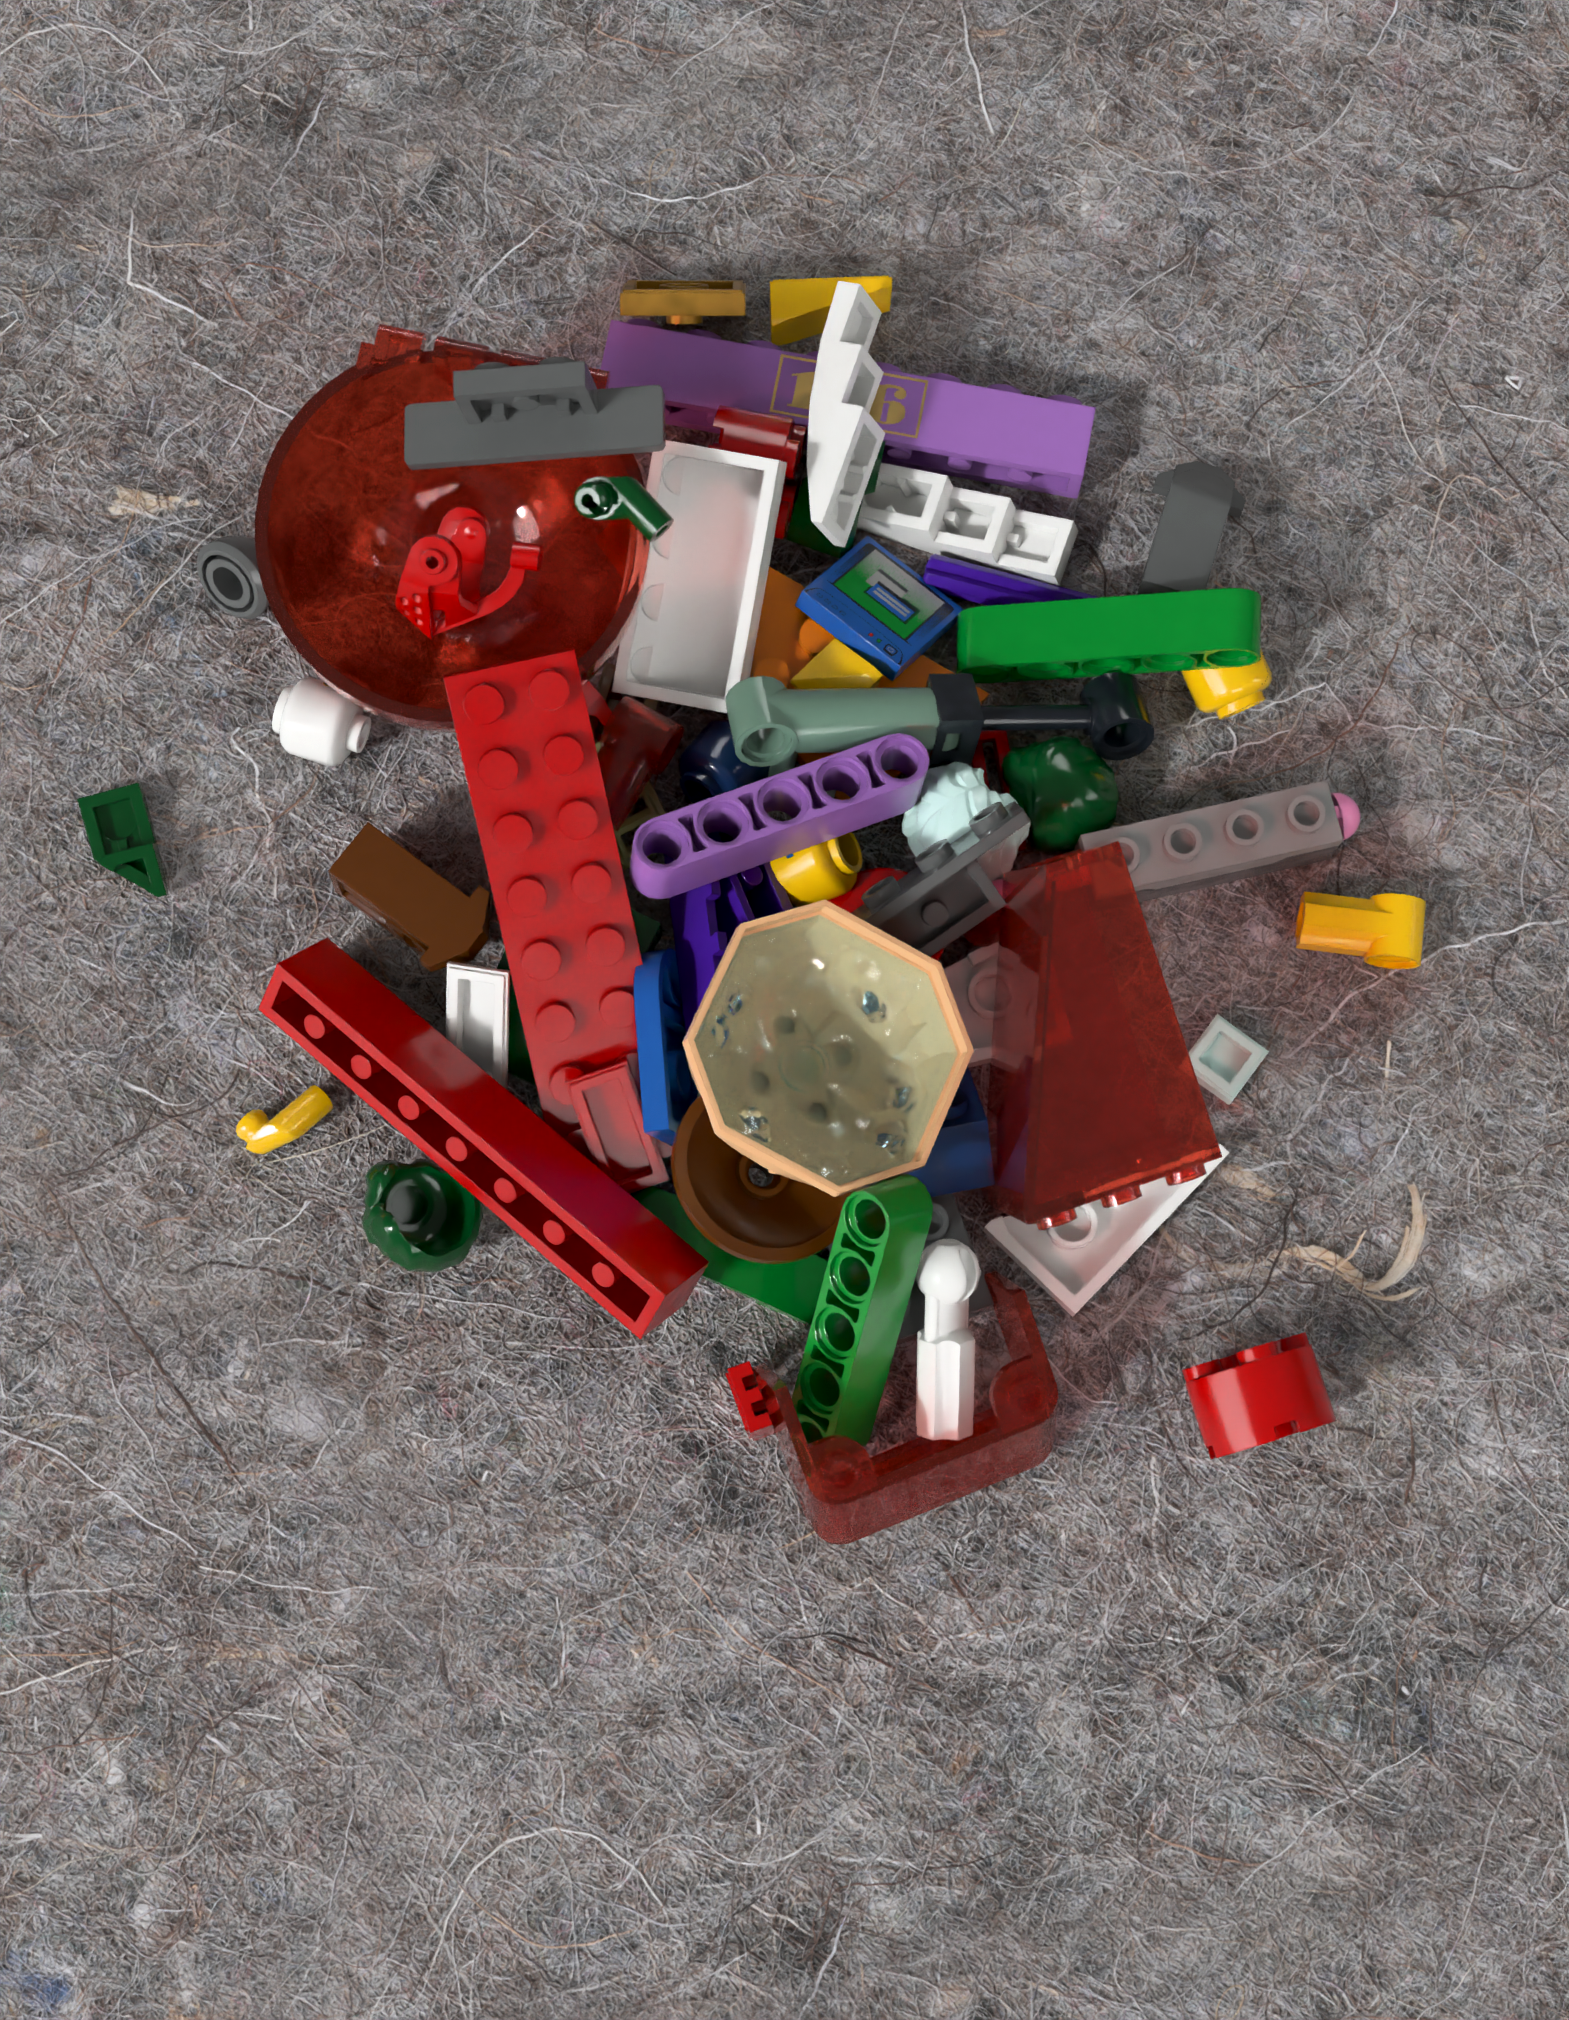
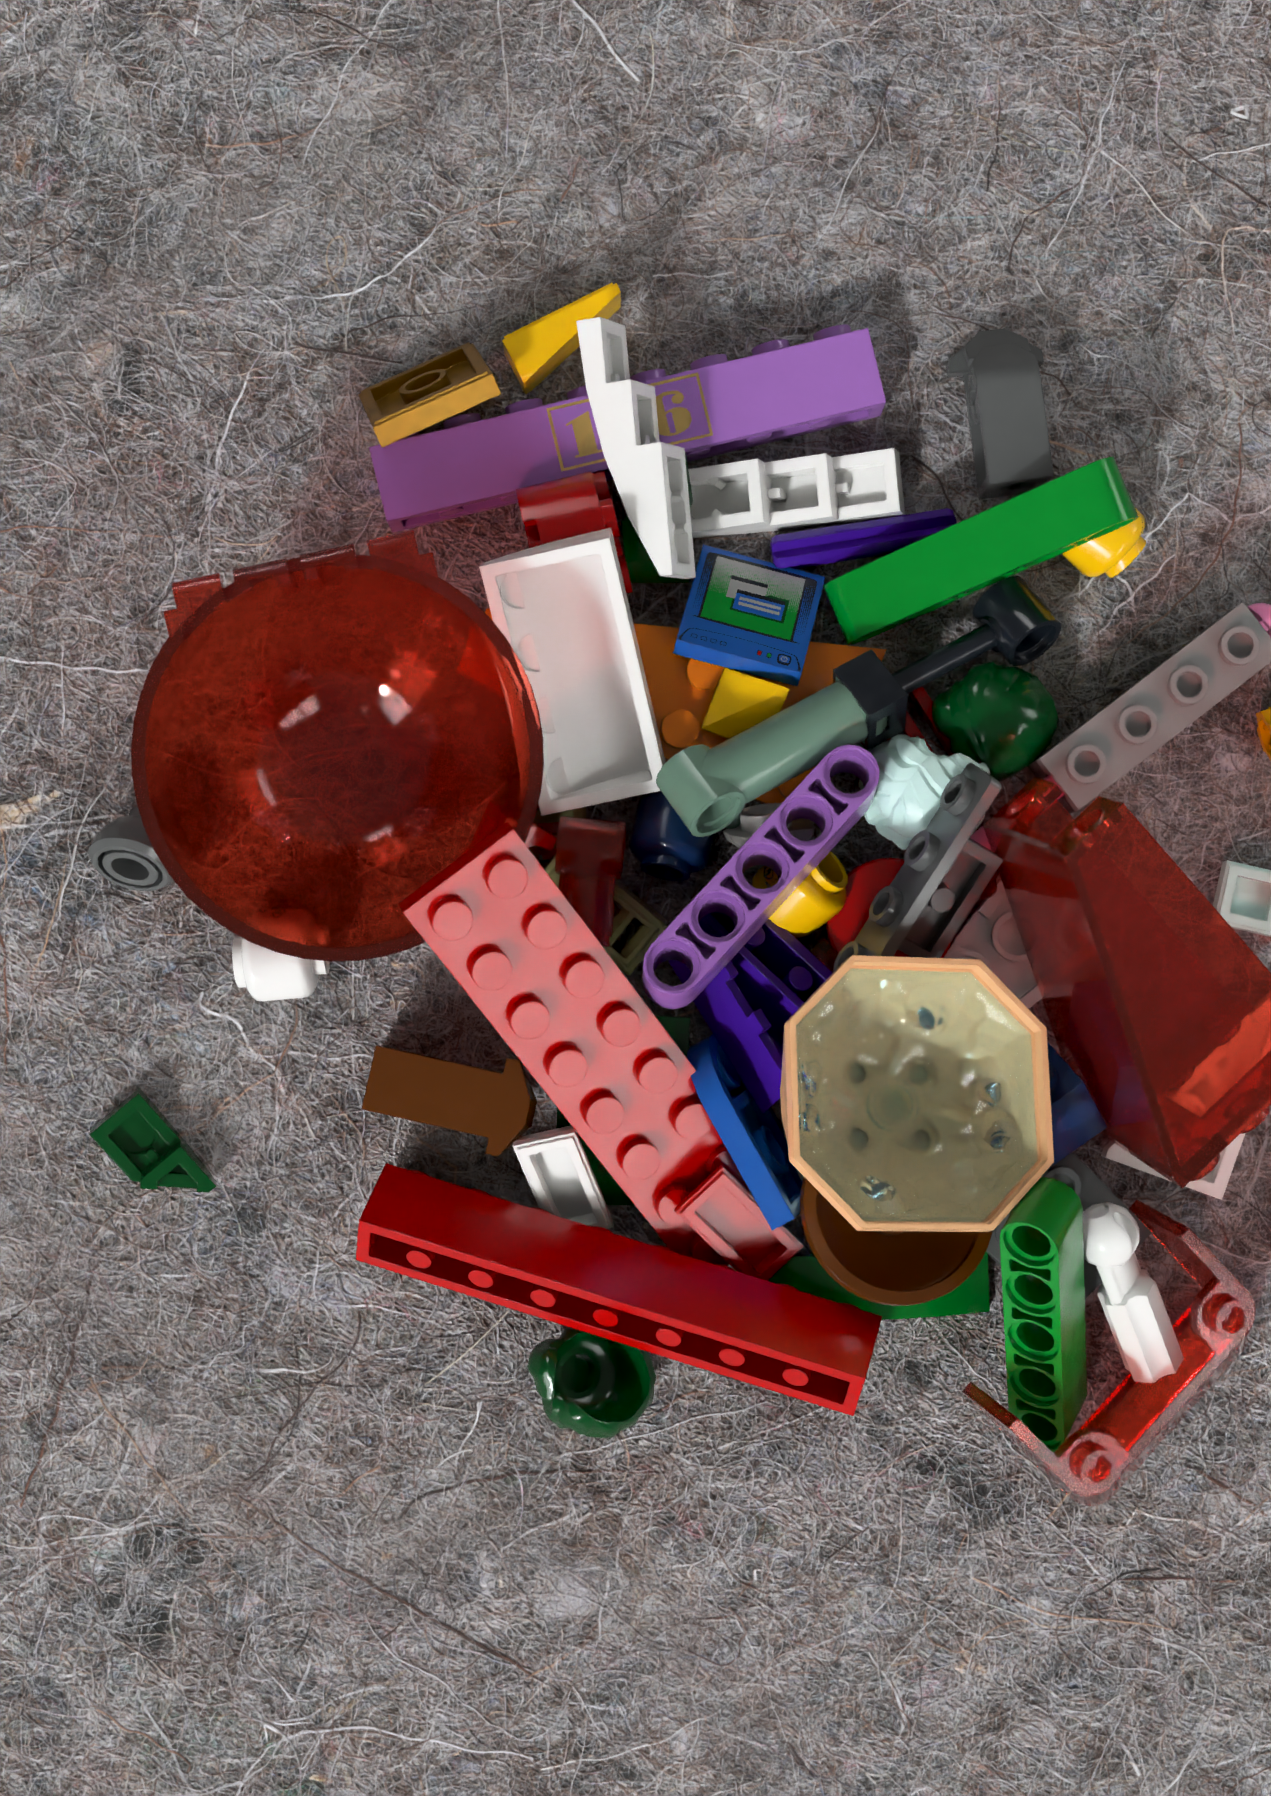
camera: 20 degrees left, 10 degrees up
(288, 1125) = (432, 1346): yellow arm -> none
(447, 573) = (357, 810): red helmet -> none
(532, 416) = (367, 617): dark grey bracket -> none
(622, 499) = (486, 657): dark green arm -> none
(749, 1401) = (971, 1420): red tile -> none

